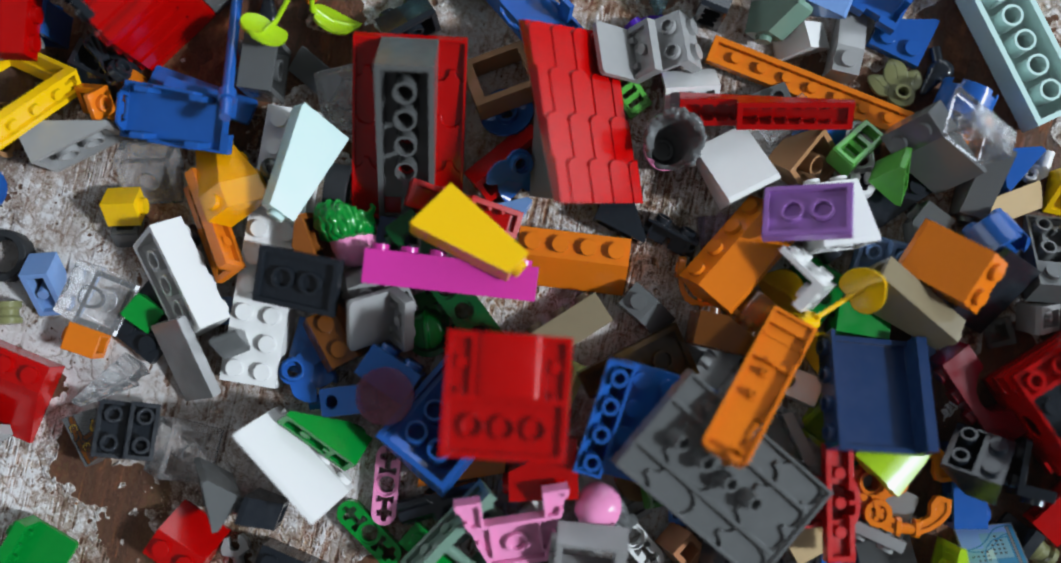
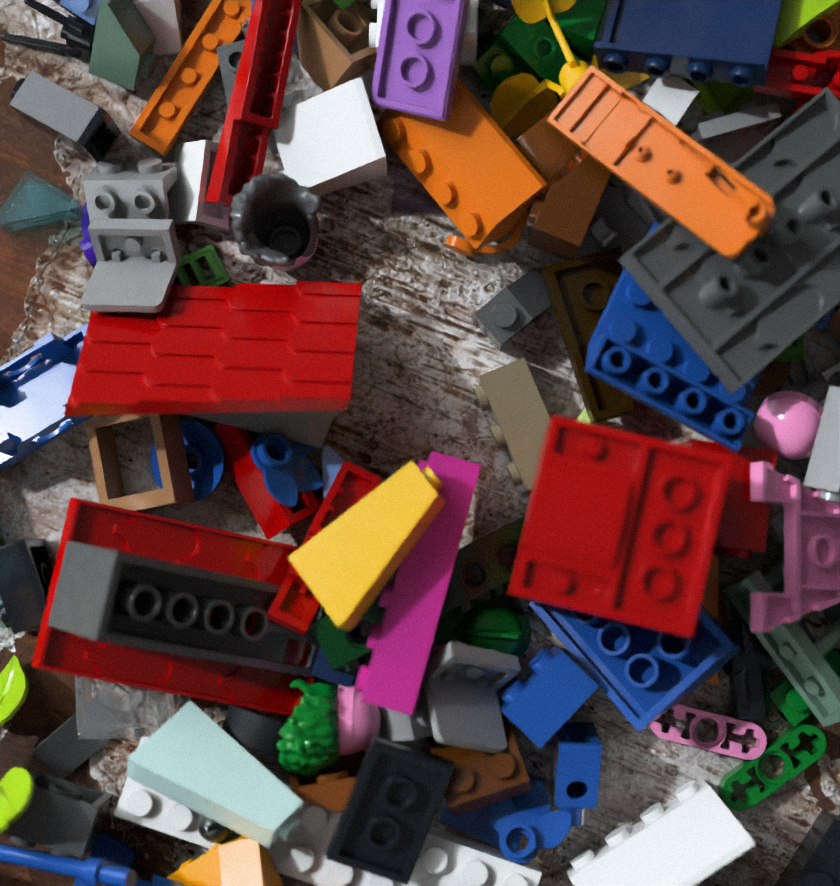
camera: 85 degrees left, 0 degrees up
(332, 438) = (632, 793): green slope -> none
(384, 396) = (582, 708): clear pink tile -> none
(577, 259) = (425, 393): orange slope -> none
(621, 219) = (380, 317): black slope -> none
(680, 237) = (398, 261): black hinge -> none
(809, 295) = (514, 49): white bracket -> none

